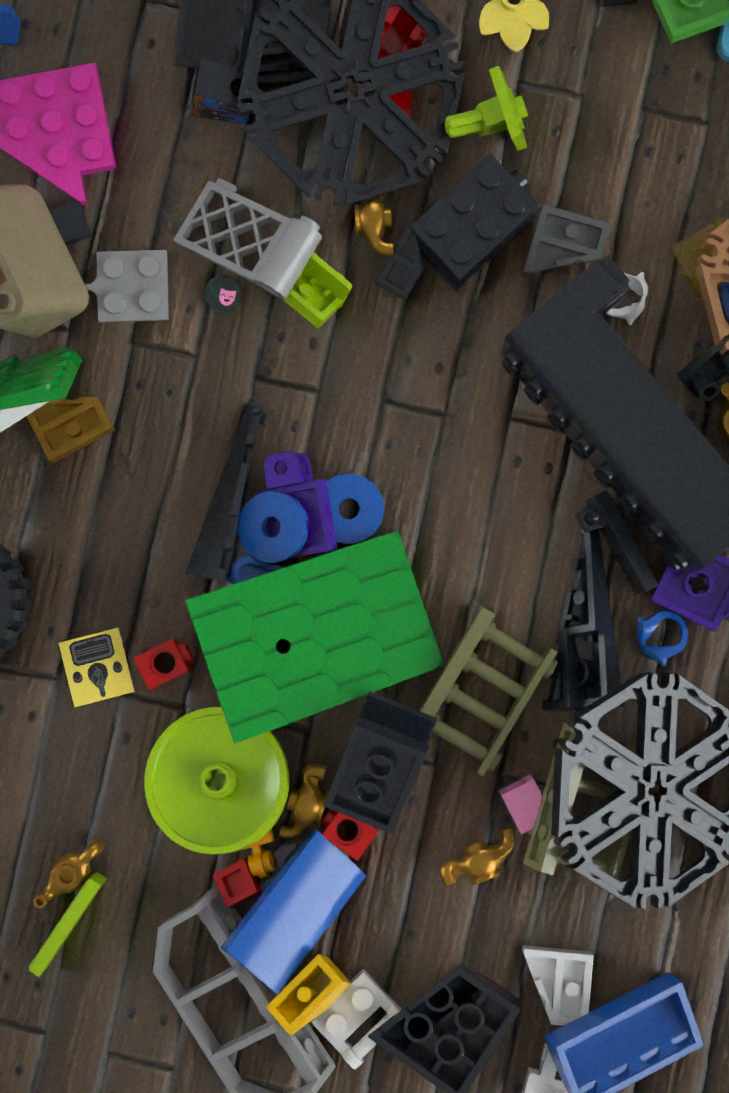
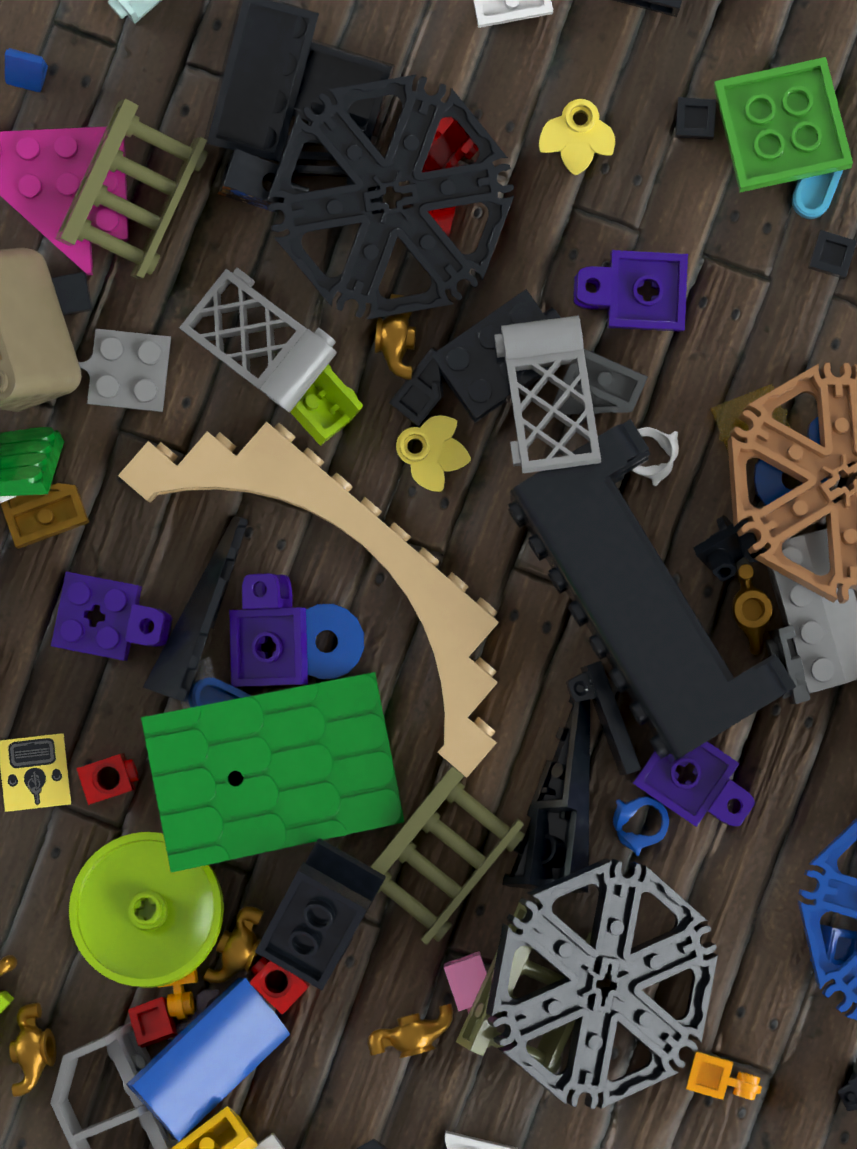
camera: 10 degrees right, 0 degrees up
(77, 123) = (94, 192): none -> olive fence
(128, 924) = (31, 1048): none -> pearl gold piece
(159, 517) = (124, 618): none -> dark purple plate
(222, 294) = (224, 392): tile -> none
(253, 527) = (222, 655): blue tile -> none
(286, 358) = (280, 471): none -> tan arch
(427, 322) = (438, 454): none -> light yellow plate
(493, 115) = (549, 244): lime piece -> none
(510, 201) = (540, 346): none -> light grey piece
(570, 147) = (618, 287): none -> dark purple plate

